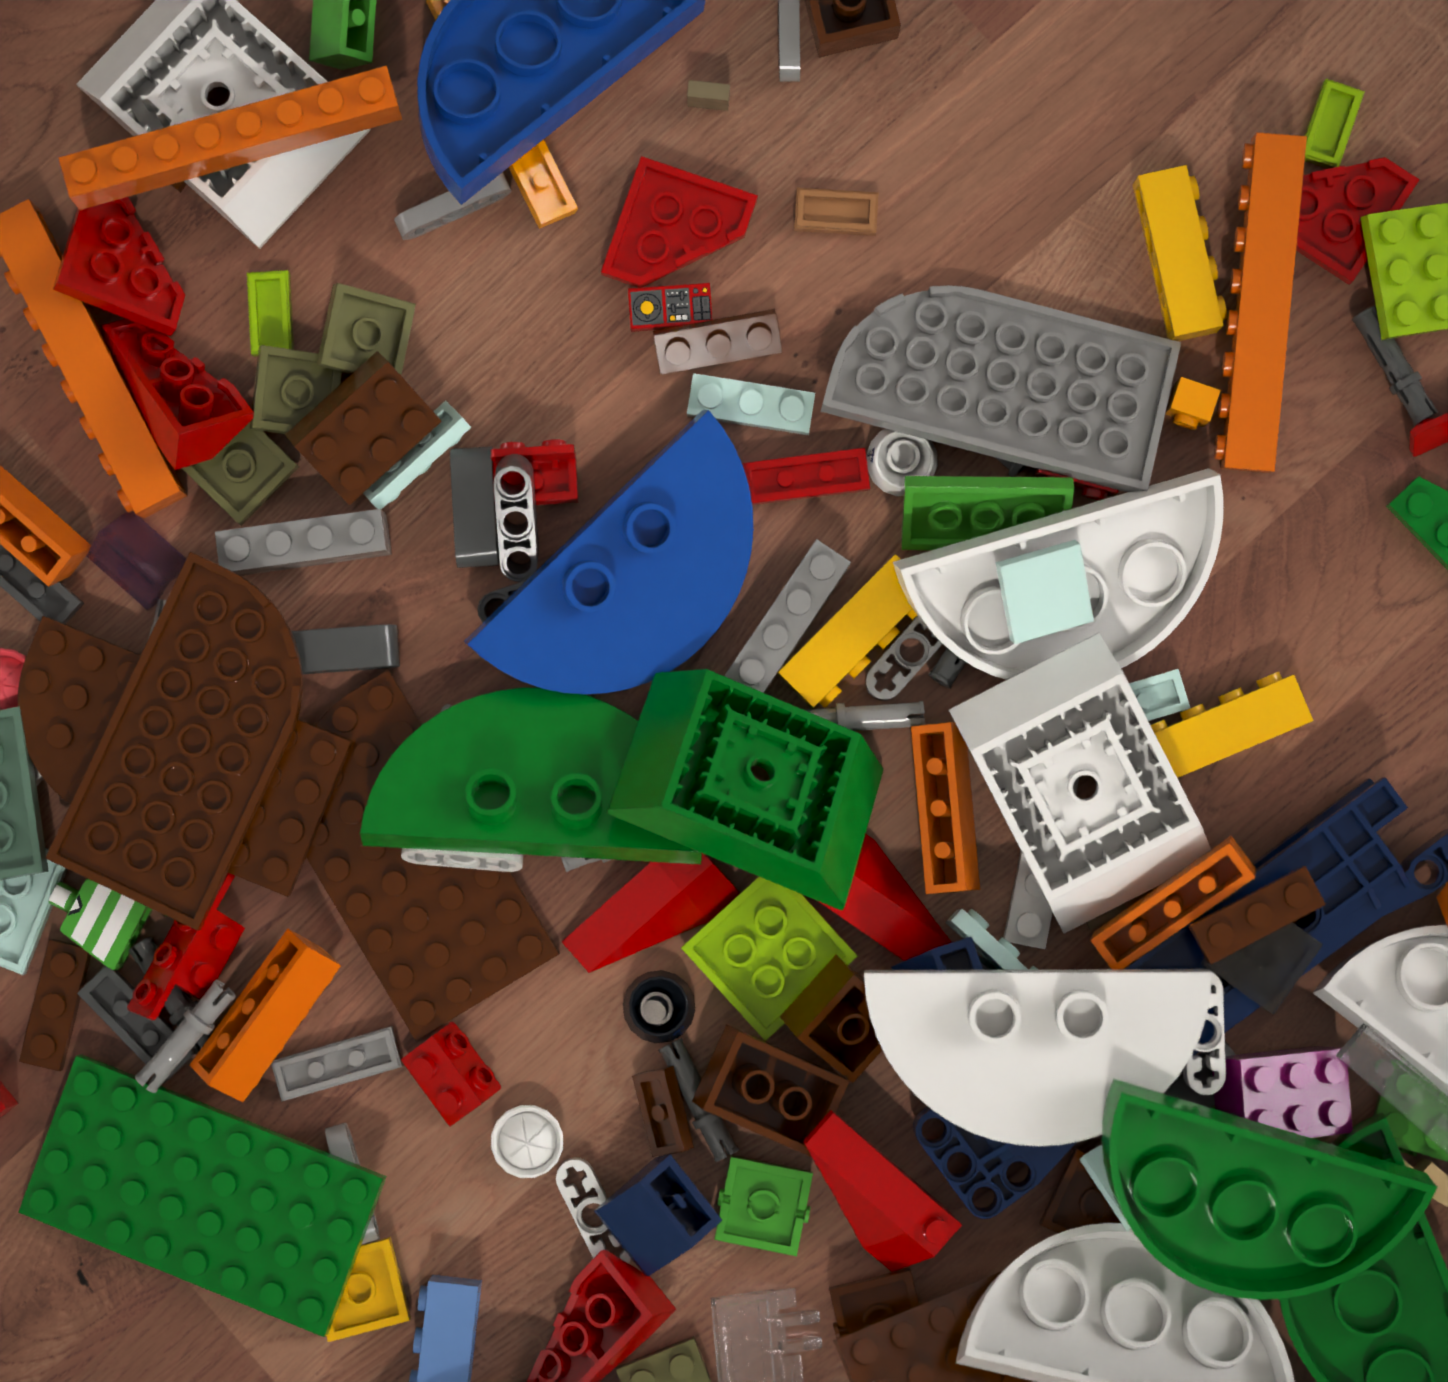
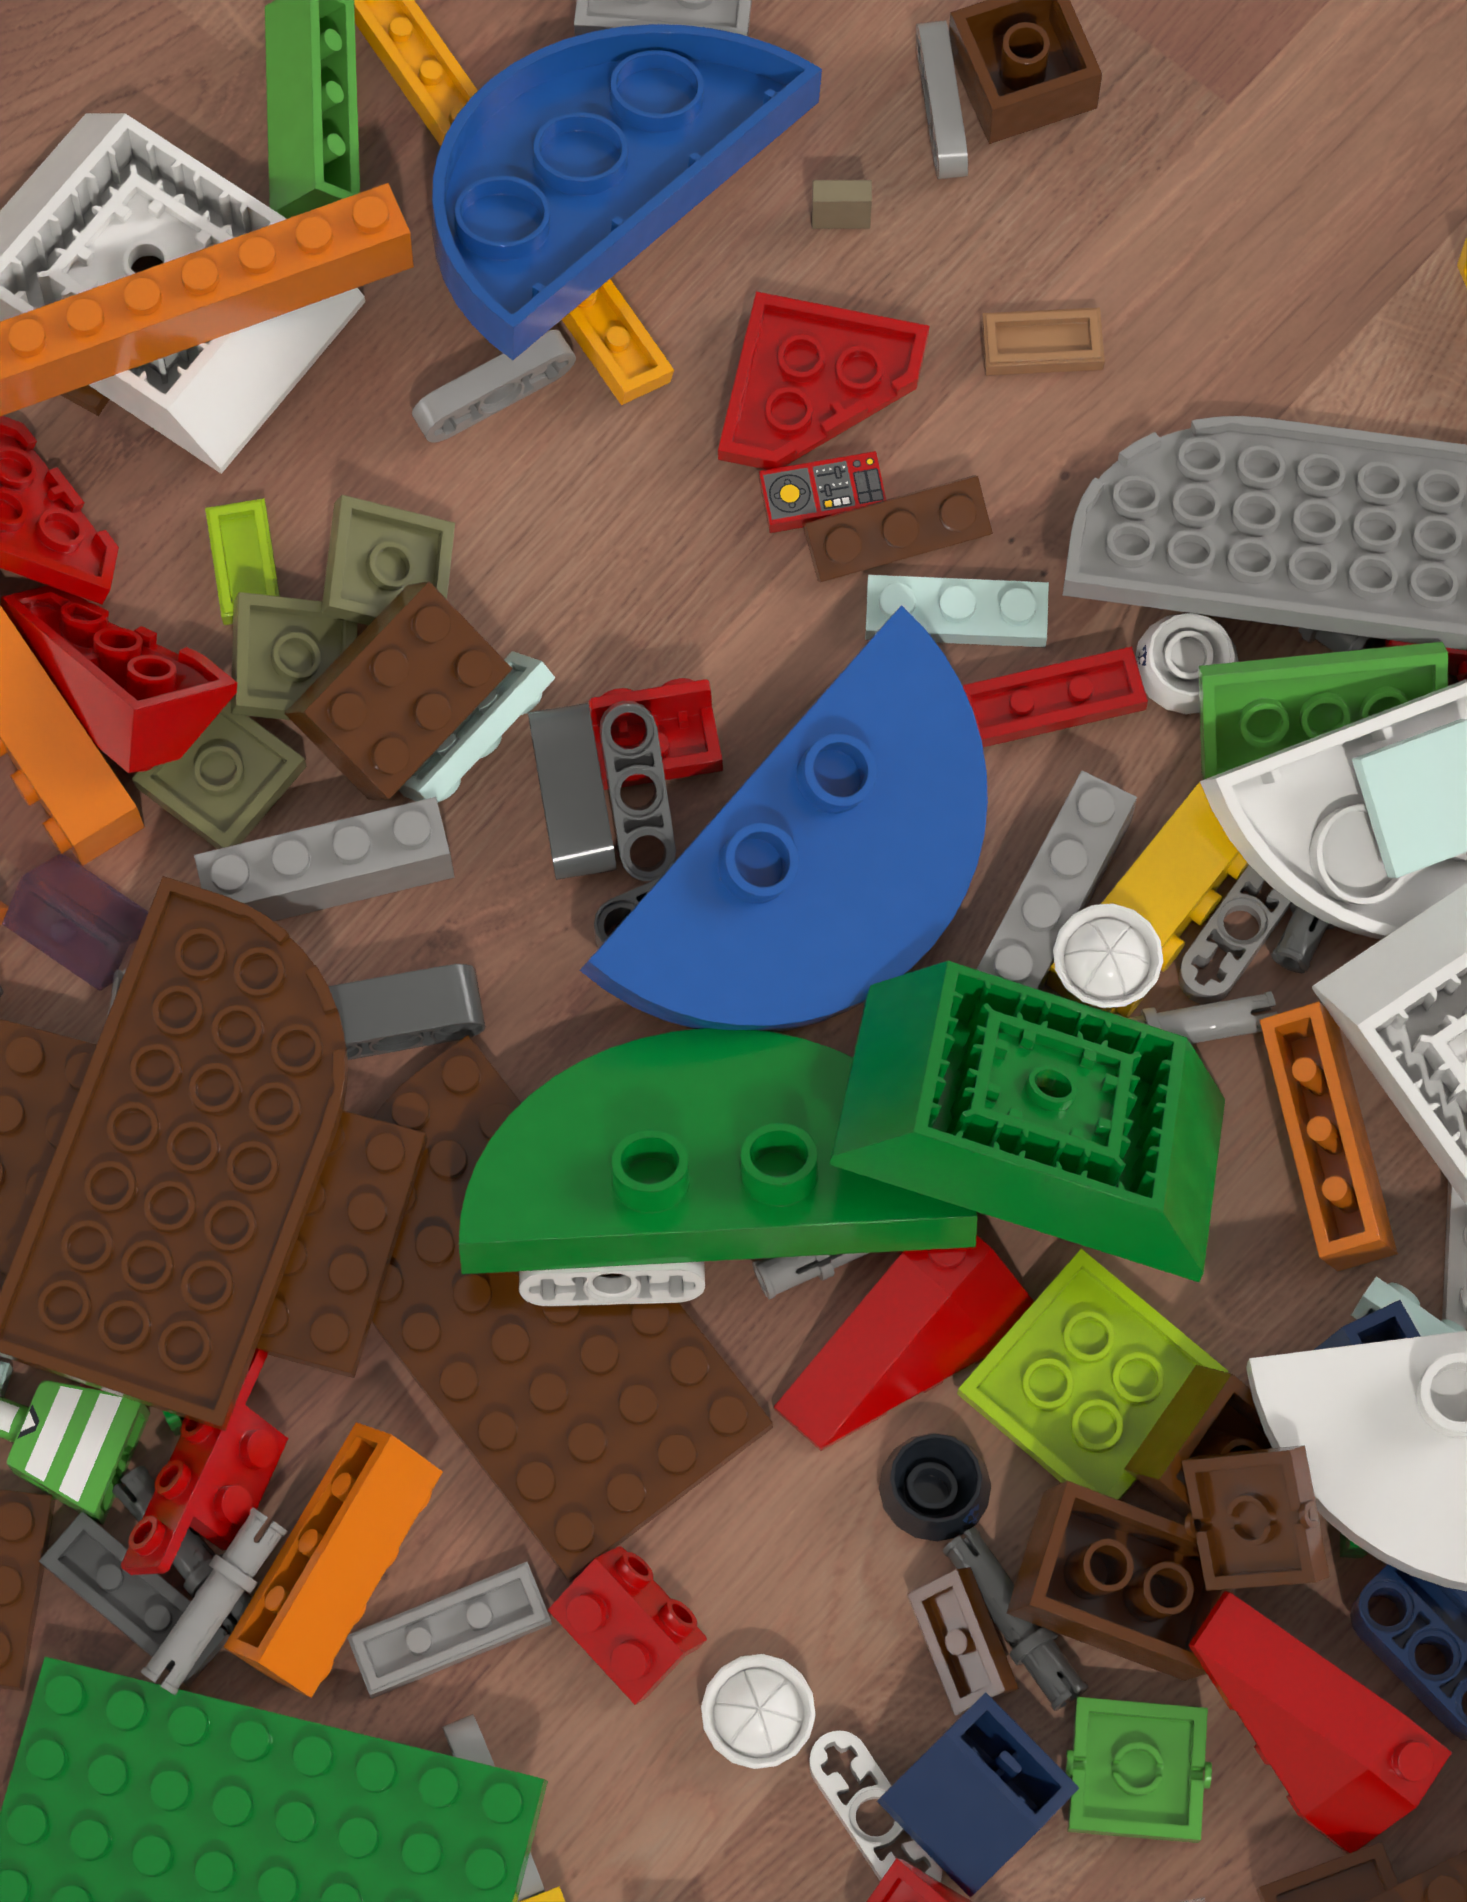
camera: 10 degrees left, 15 degrees down
(815, 674) = (1108, 955): none -> white hat
(853, 1074) = (1255, 1518): none -> reddish brown plate
(887, 907) = (1244, 1295): red wedge -> none

